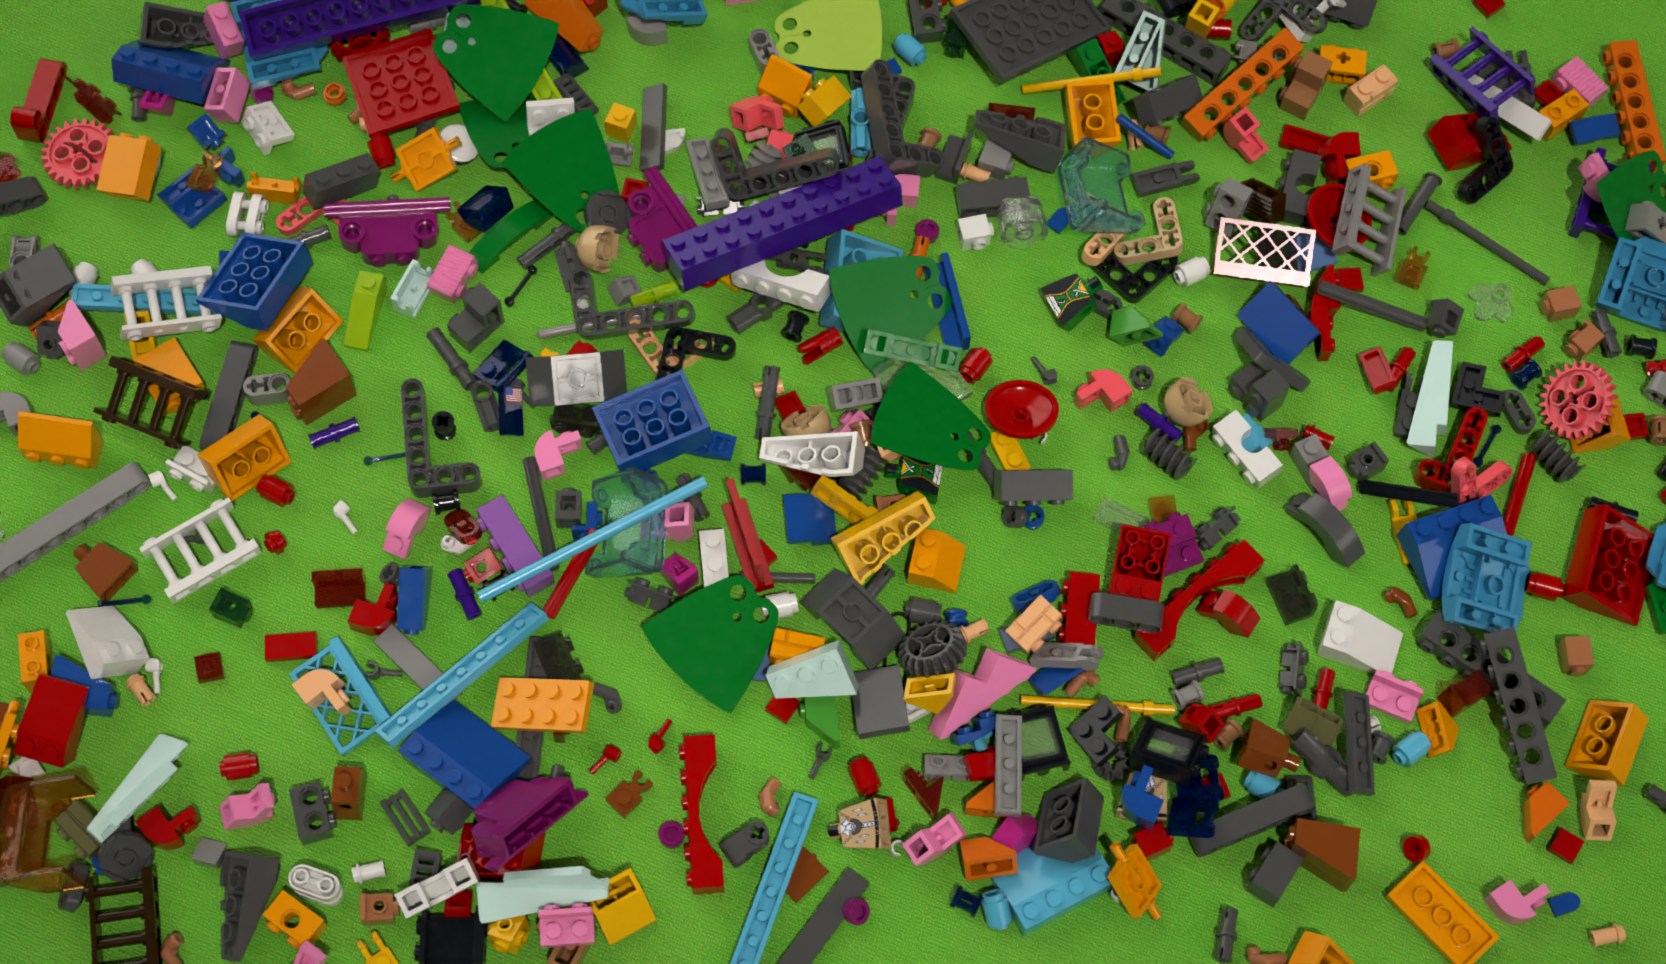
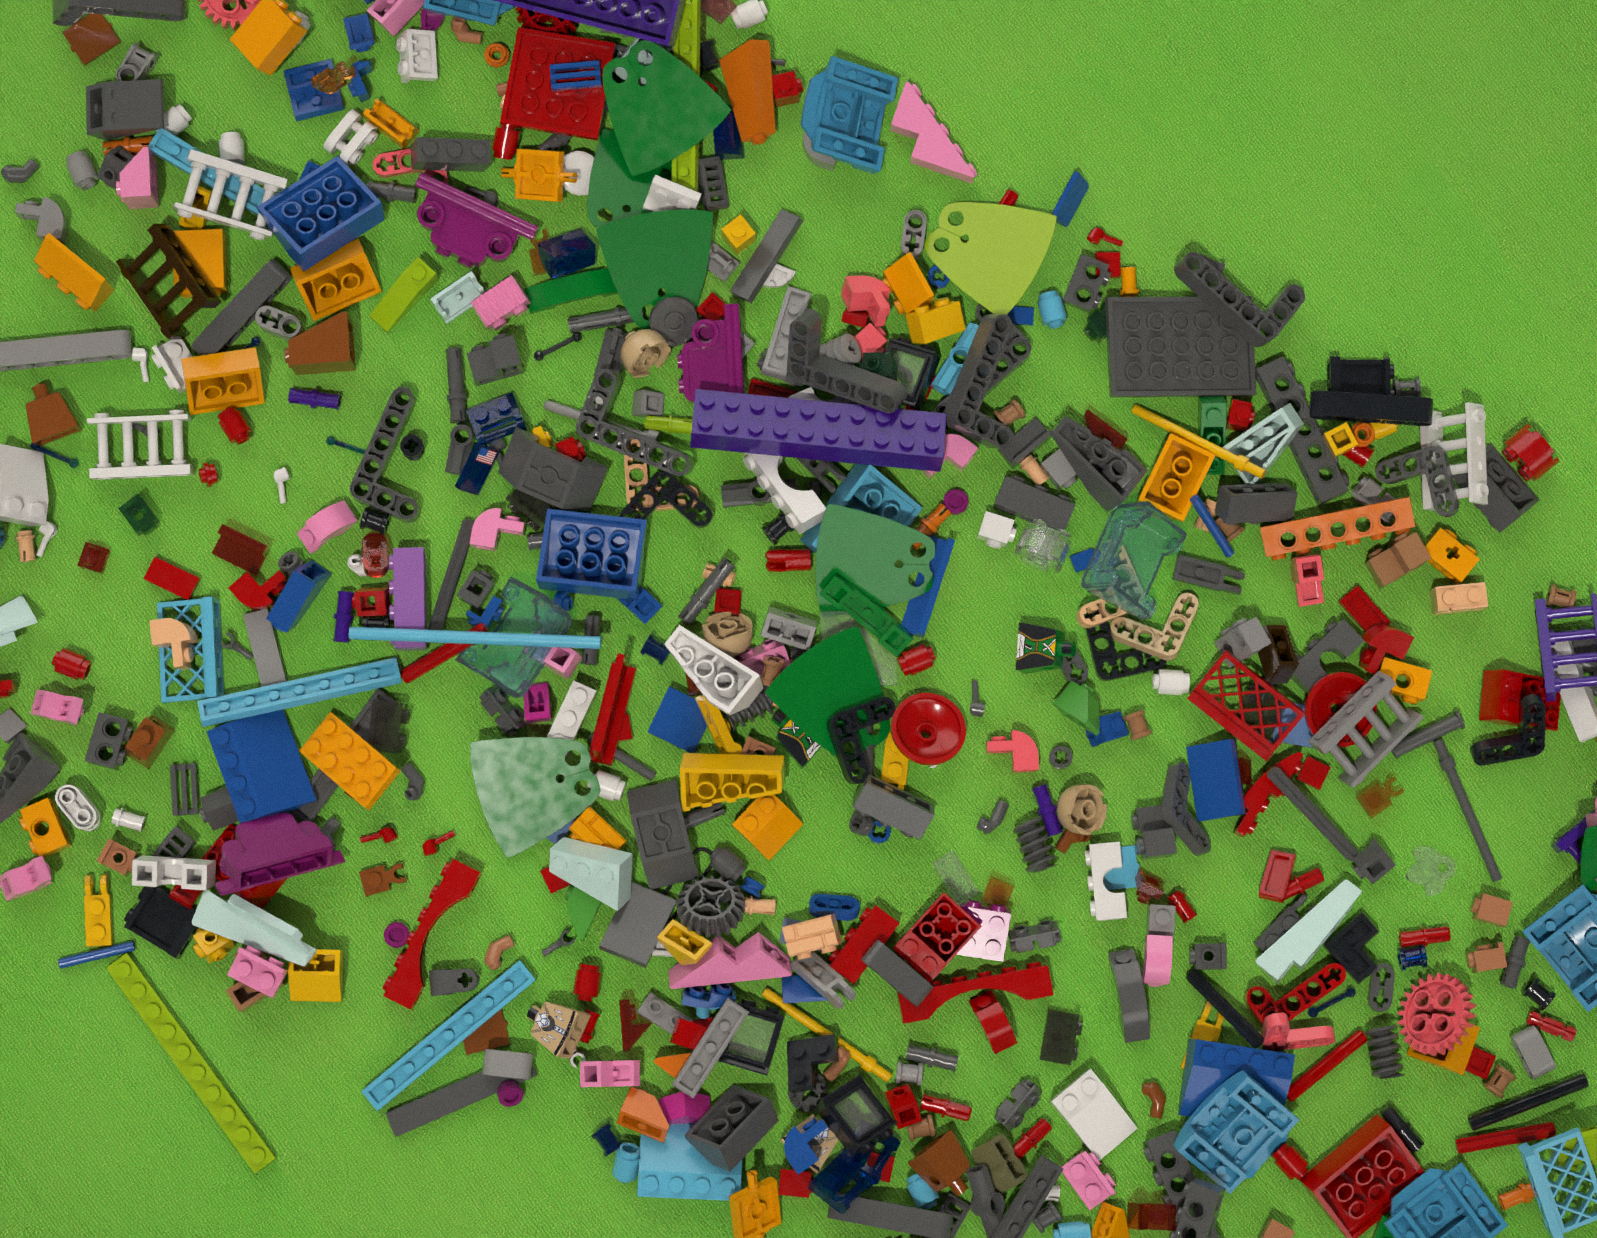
camera: 30 degrees right, 15 degrees up
(409, 63) = (575, 66): none -> blue tile
(839, 884) = (507, 1064): none -> light grey beam
(958, 439) = (850, 727): none -> black beam
(1079, 680) = (821, 1006): nougat arm -> none

